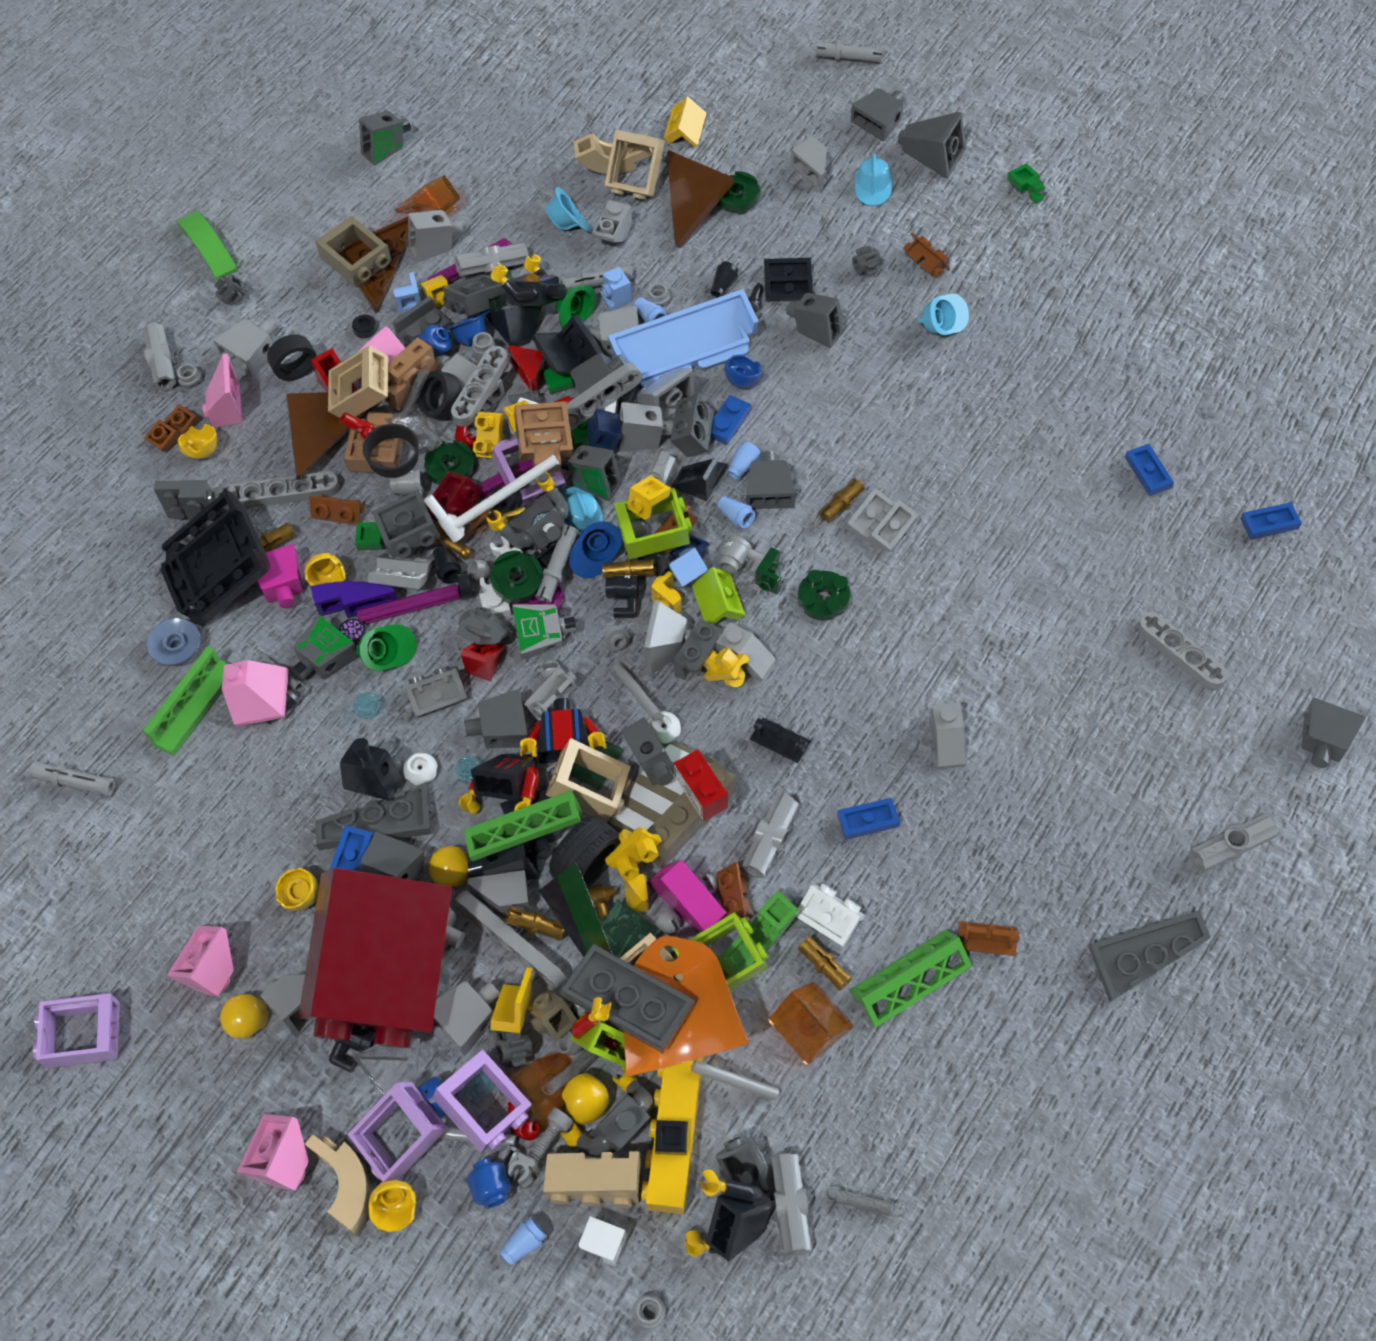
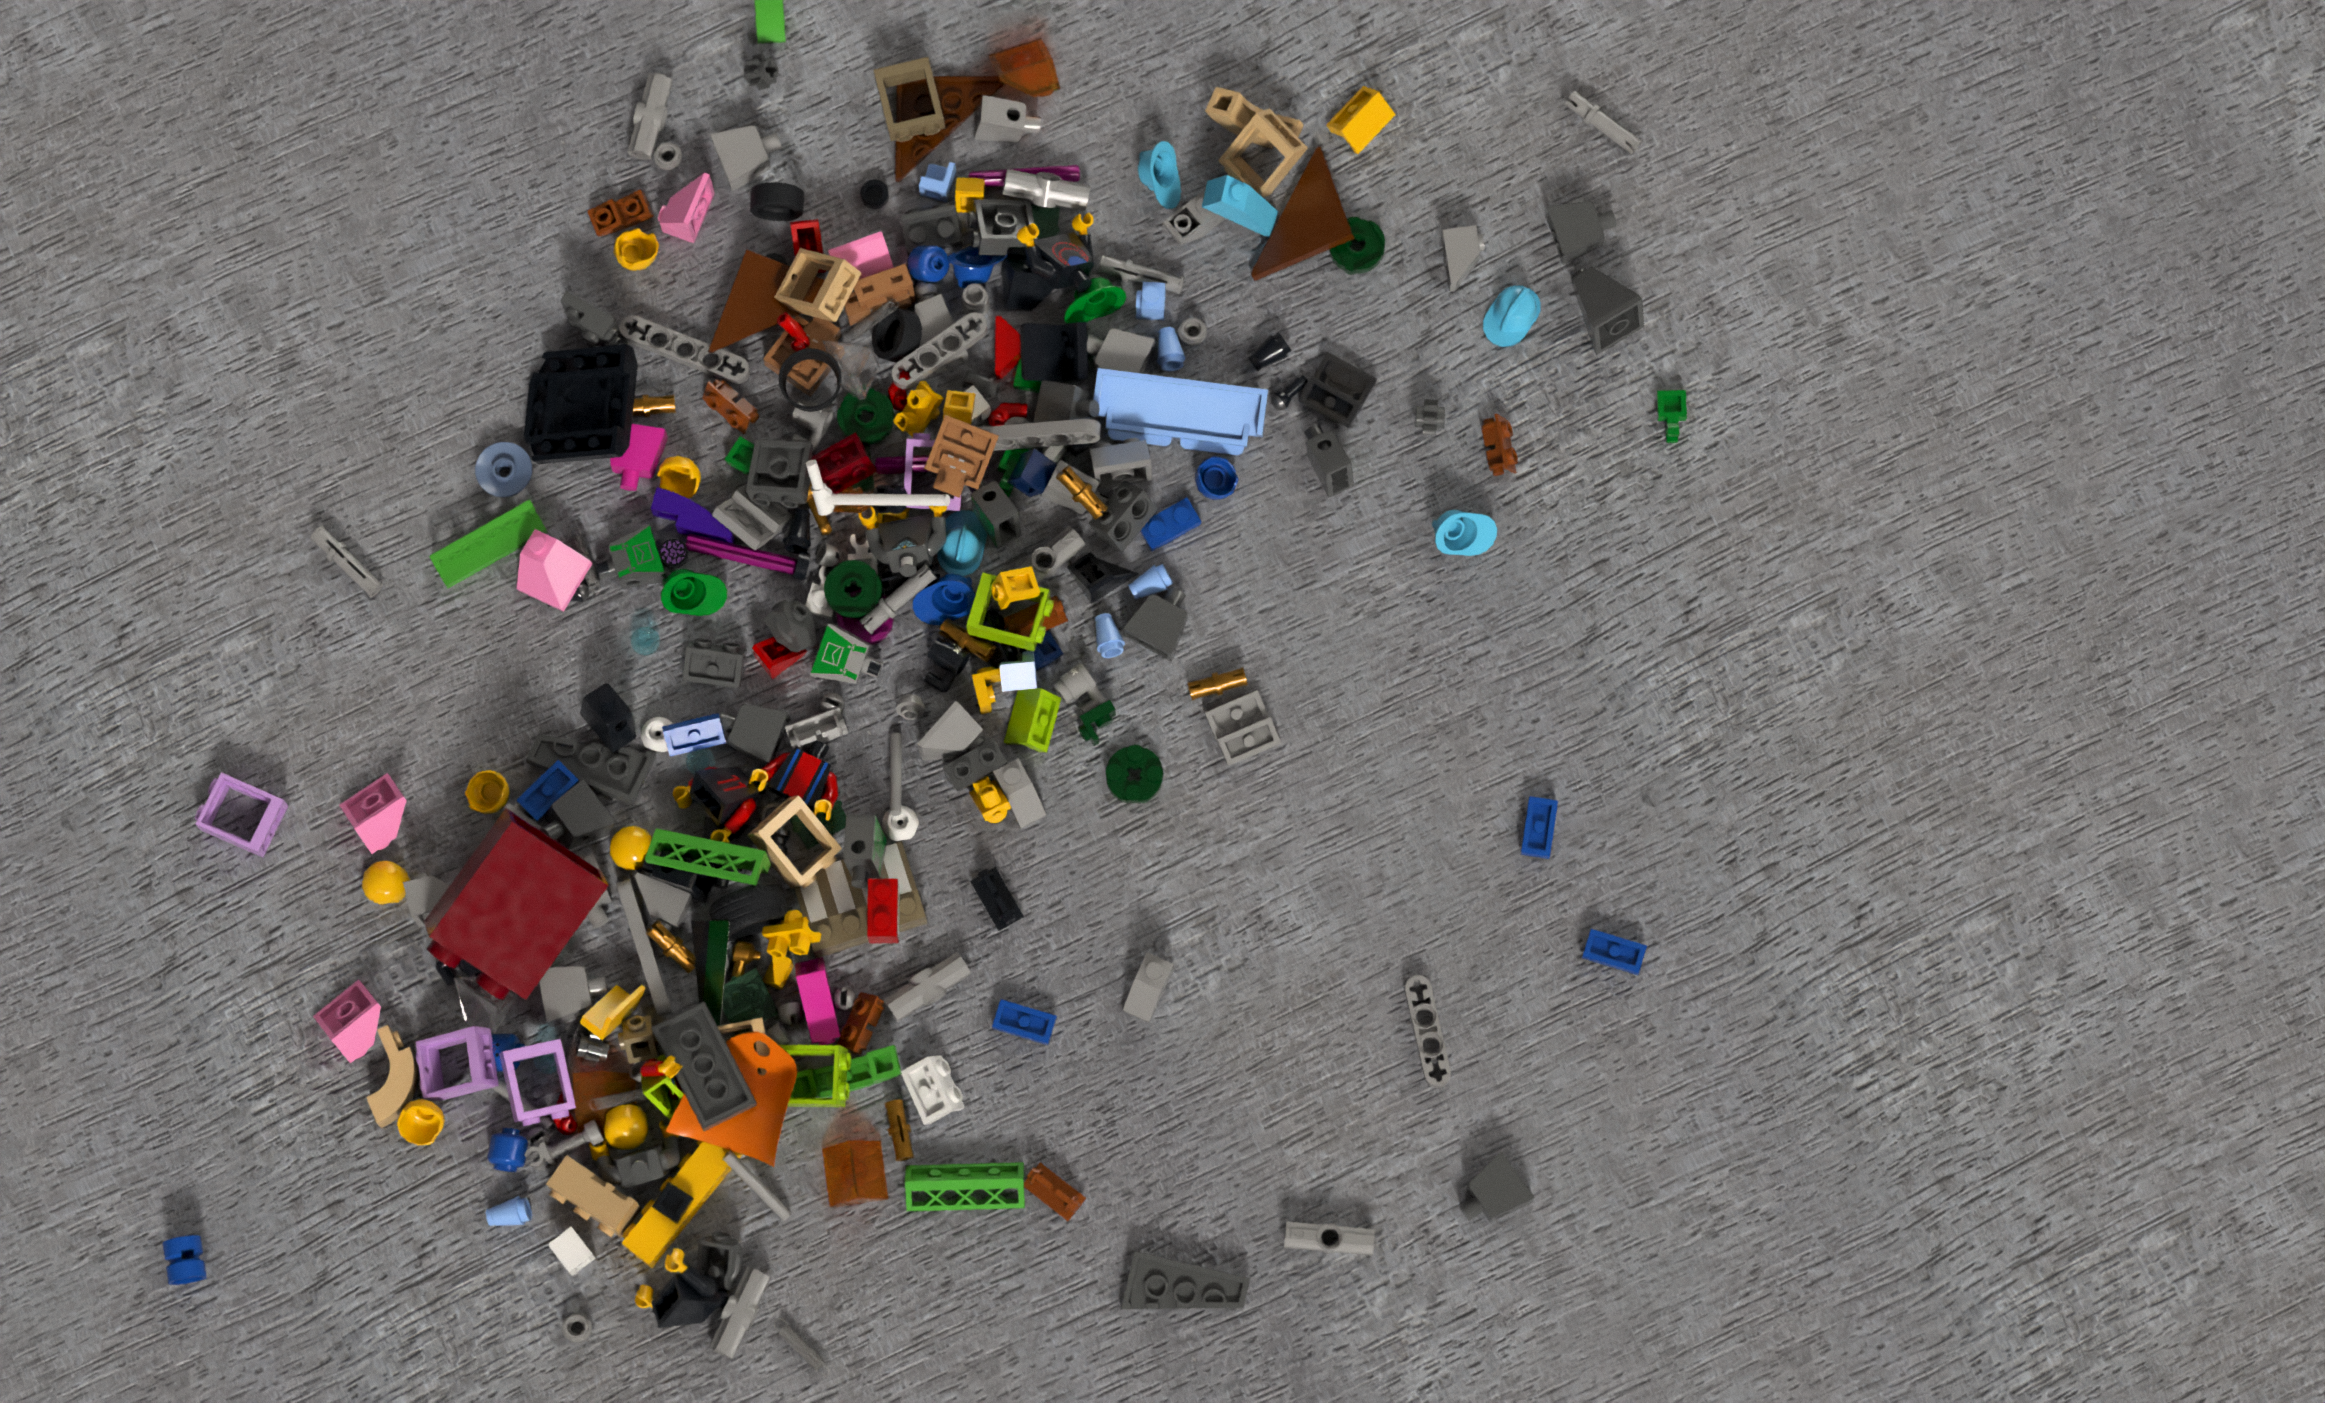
camera: 30 degrees right, 15 degrees up
(451, 748) = (694, 734): none -> plate
(635, 193) = (1240, 204): none -> medium azure slope
(653, 414) = (1082, 492): none -> pearl gold pin

